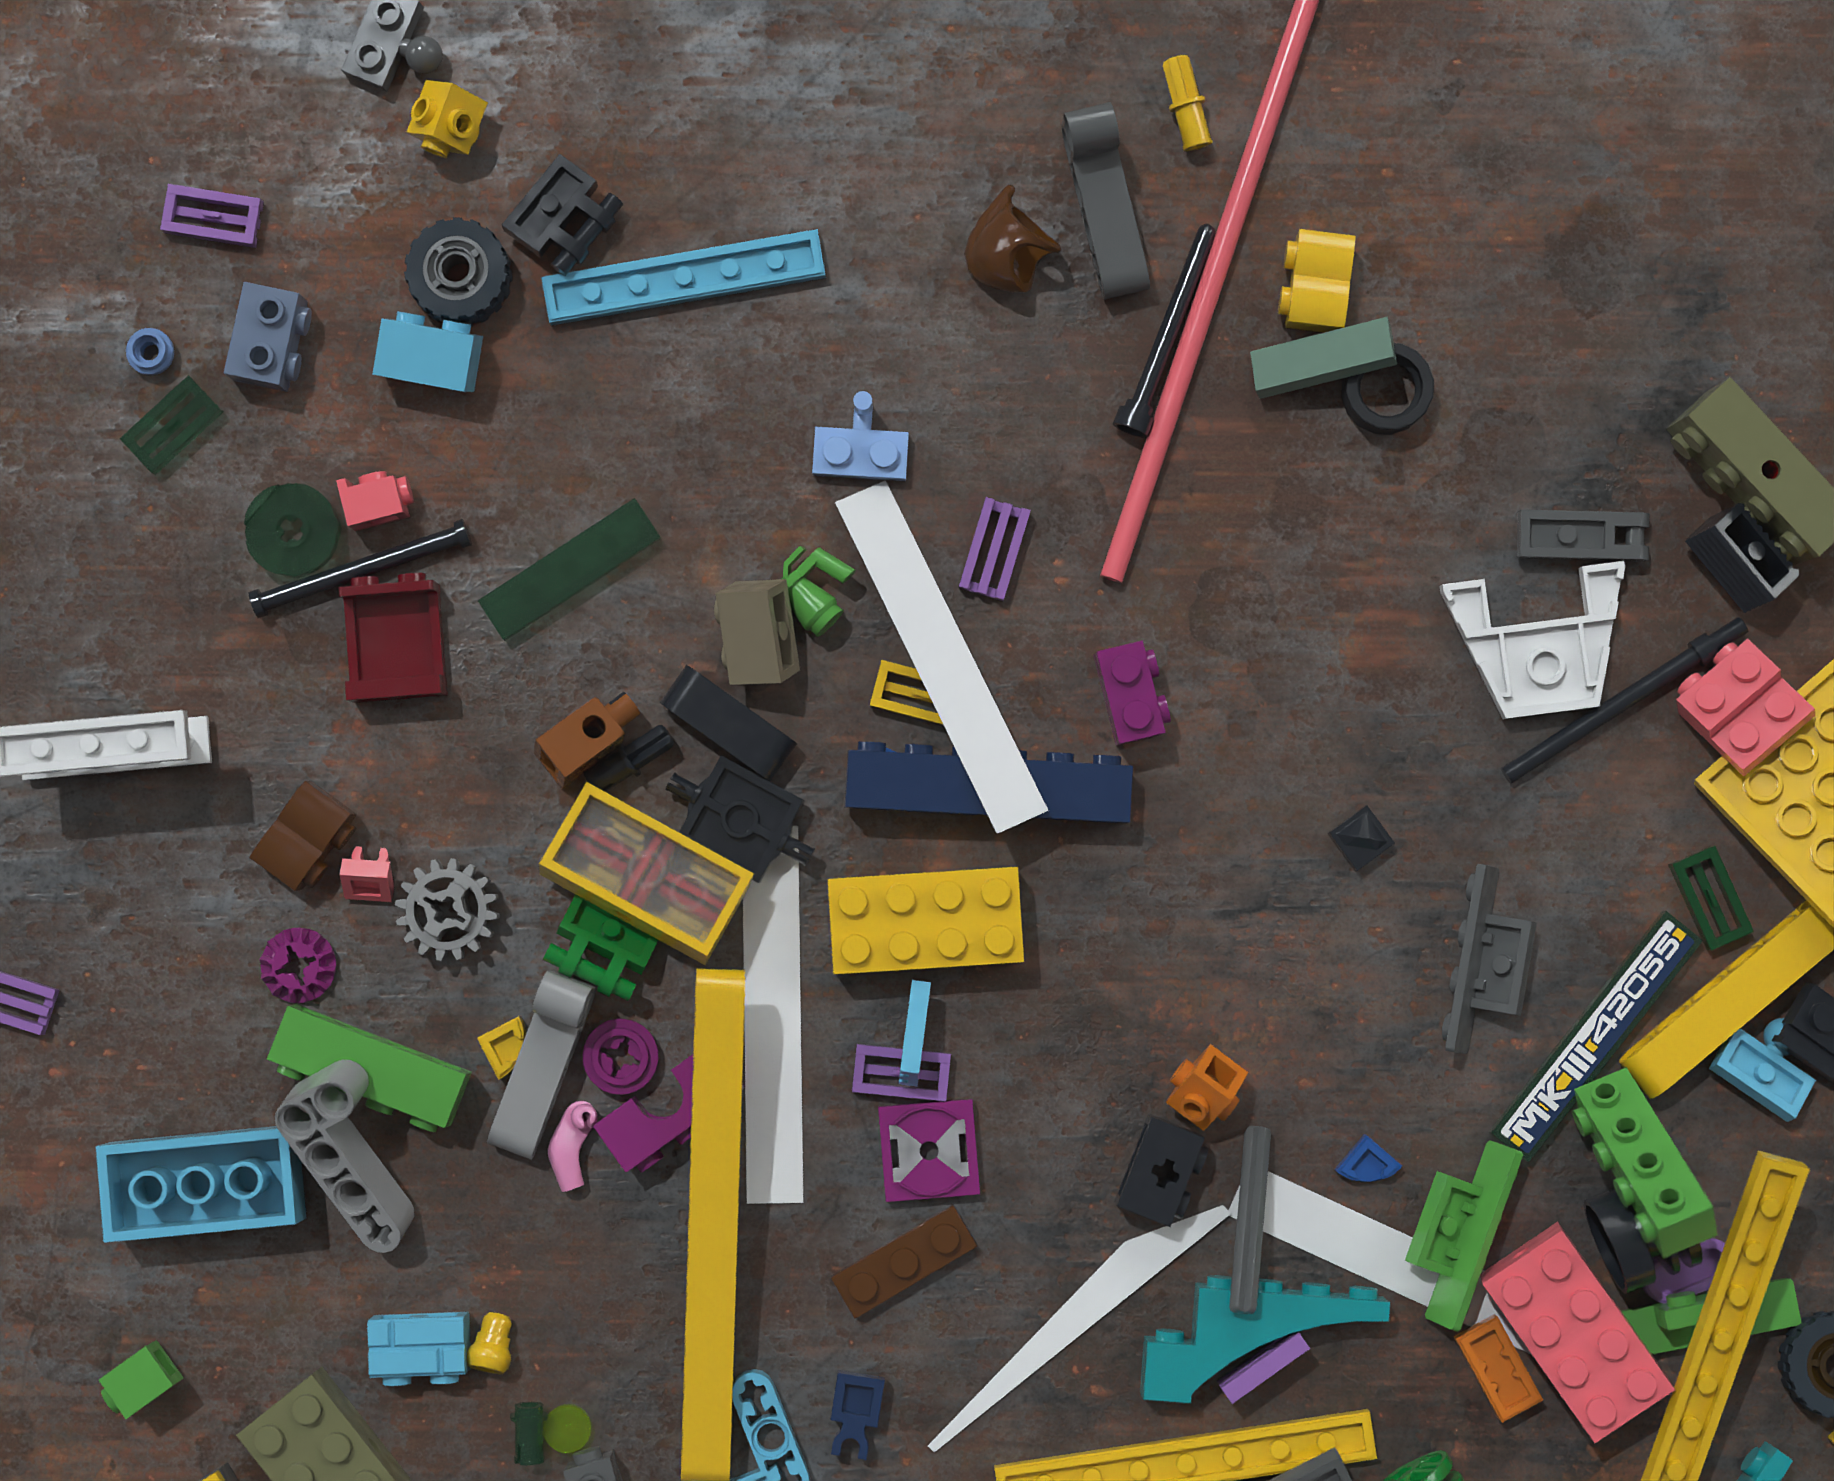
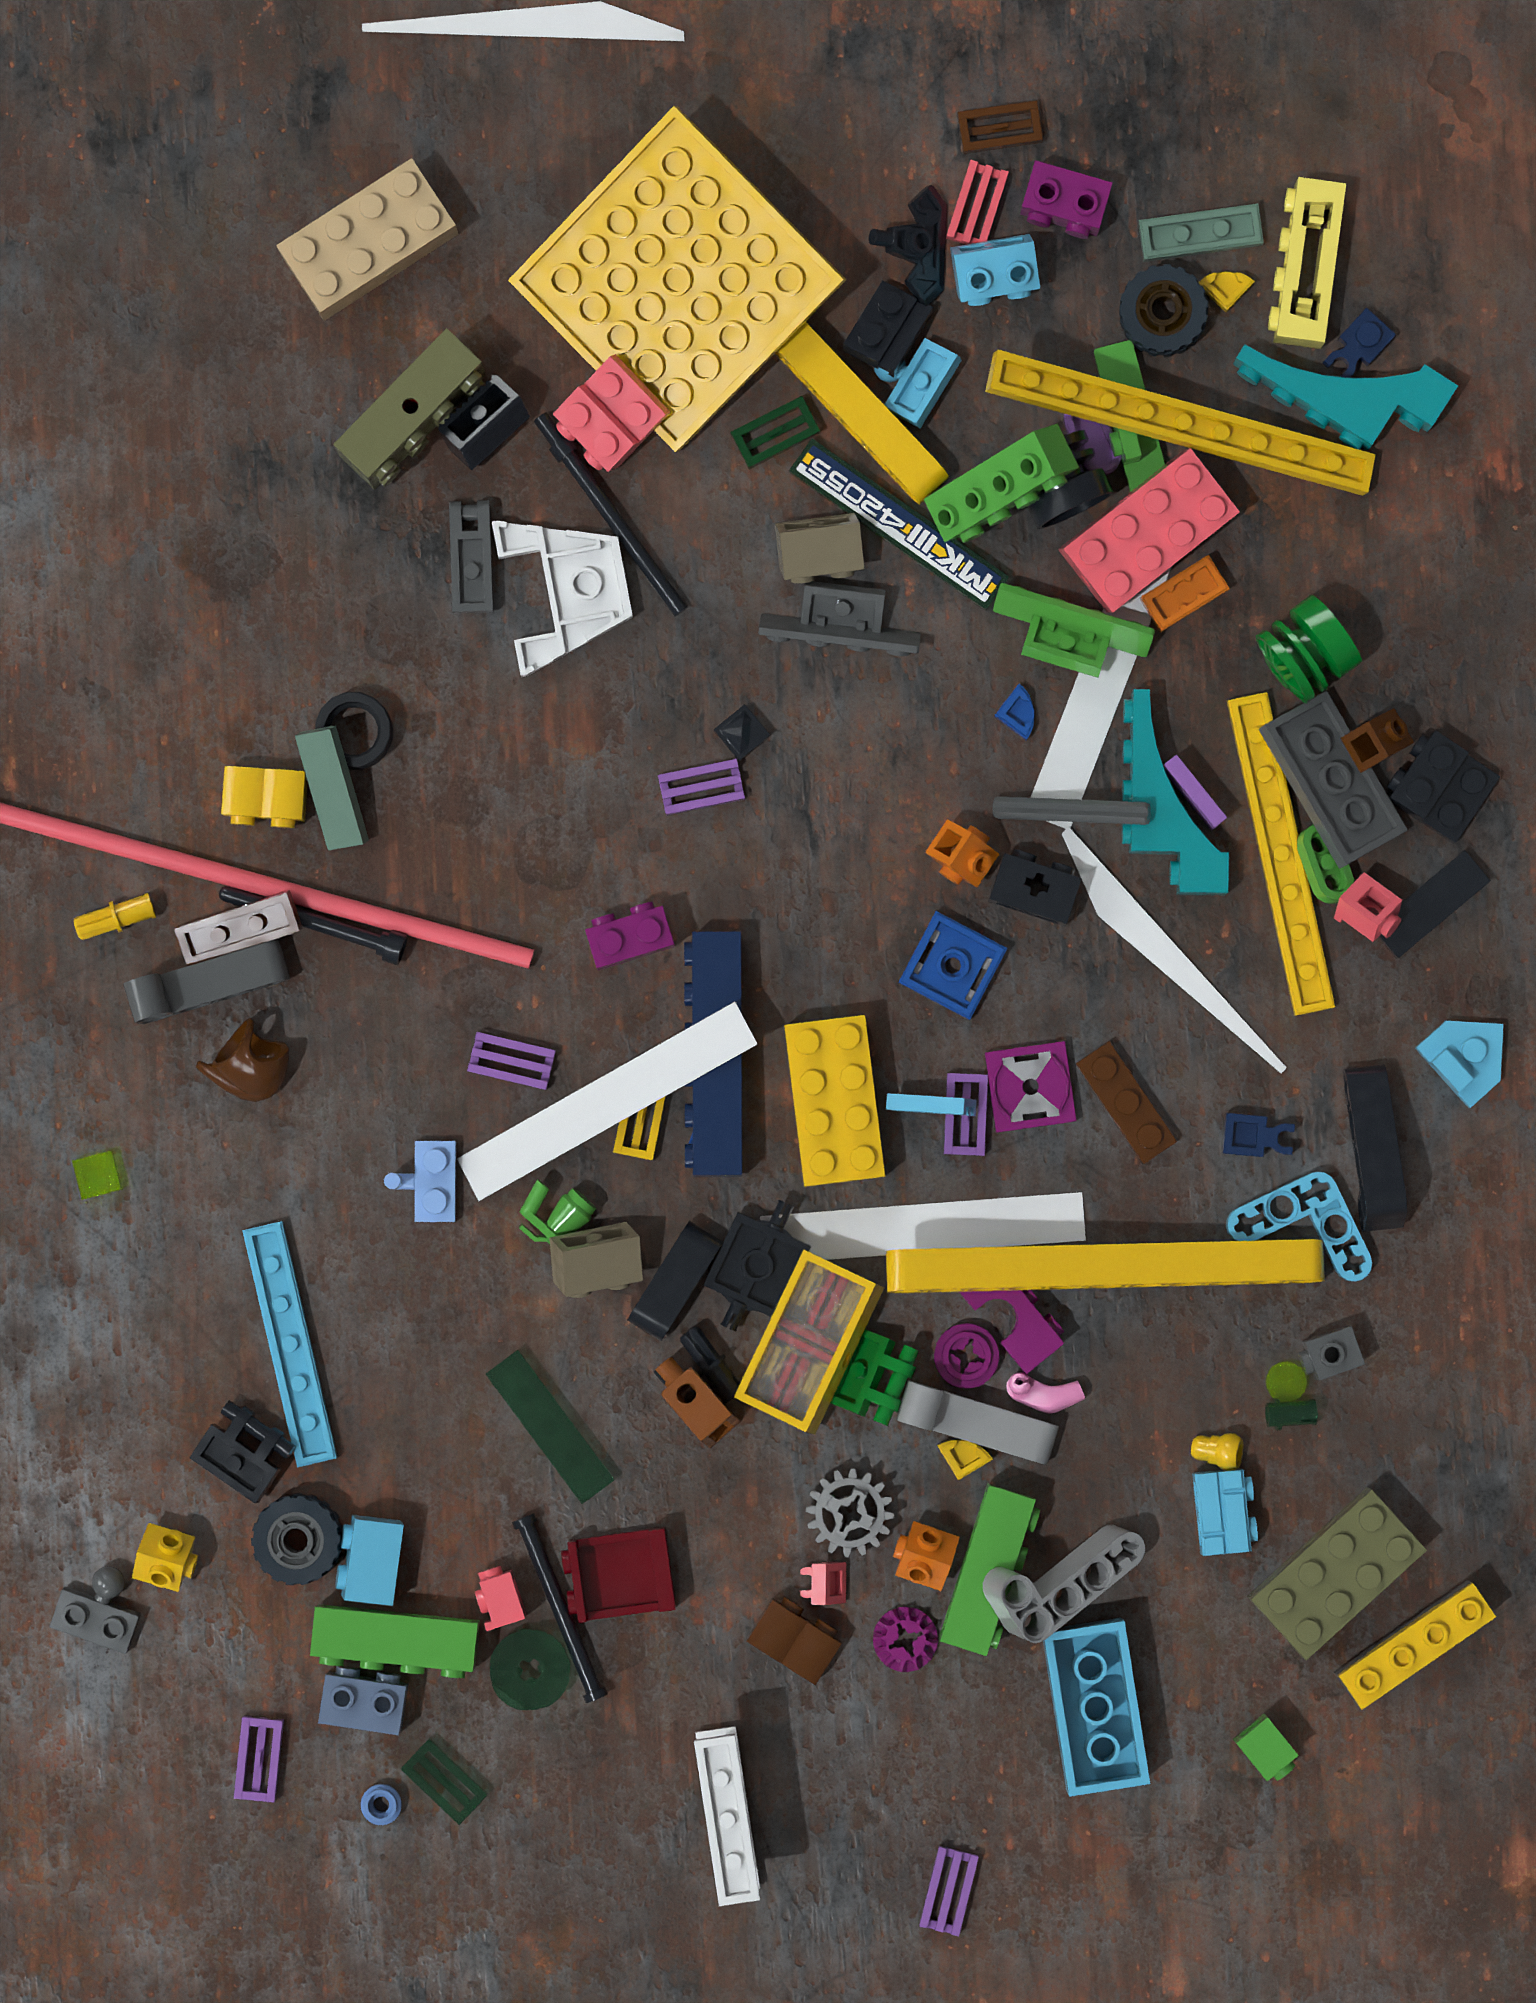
camera: 90 degrees left, 0 degrees up
(335, 375) = (394, 1638): none -> bright green brick
(390, 995) = (925, 1555): none -> orange brick
(891, 68) = (97, 1175): none -> clear neon green tile
(1103, 1073) = (956, 942): none -> blue piece
(1166, 242) = (238, 928): none -> plate
(1318, 785) = (668, 793): none -> medium lavender tile
(1574, 942) = (819, 547): none -> dark tan brick

